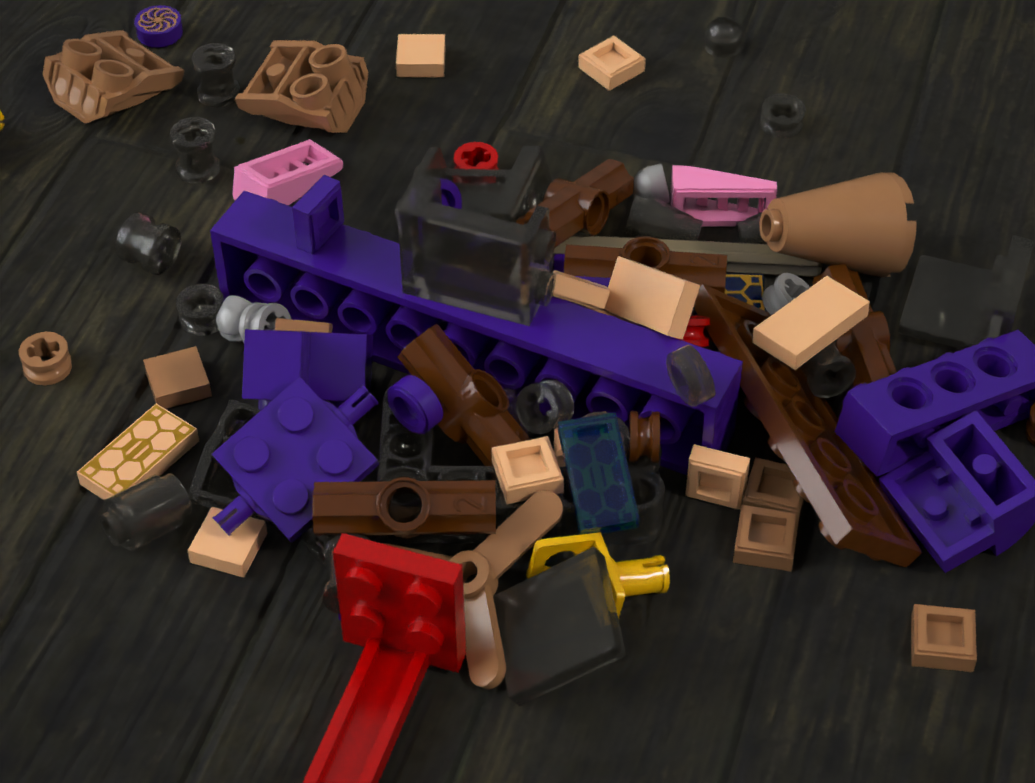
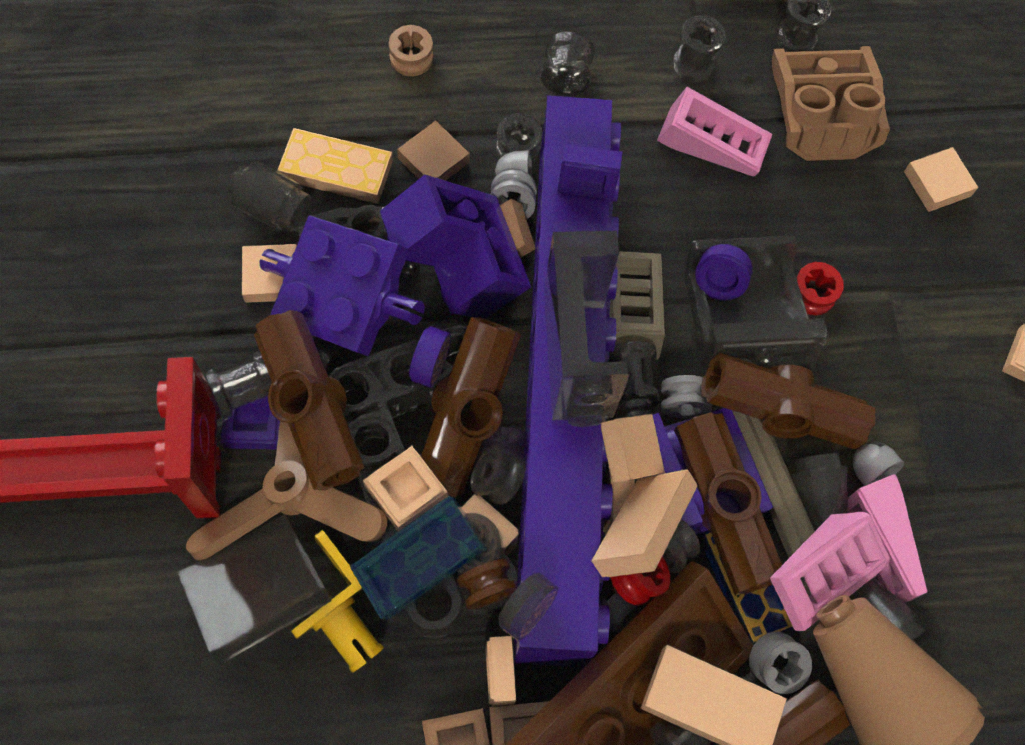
camera: 60 degrees right, 20 degrees up
(729, 224) = (833, 562): none -> bright pink slope

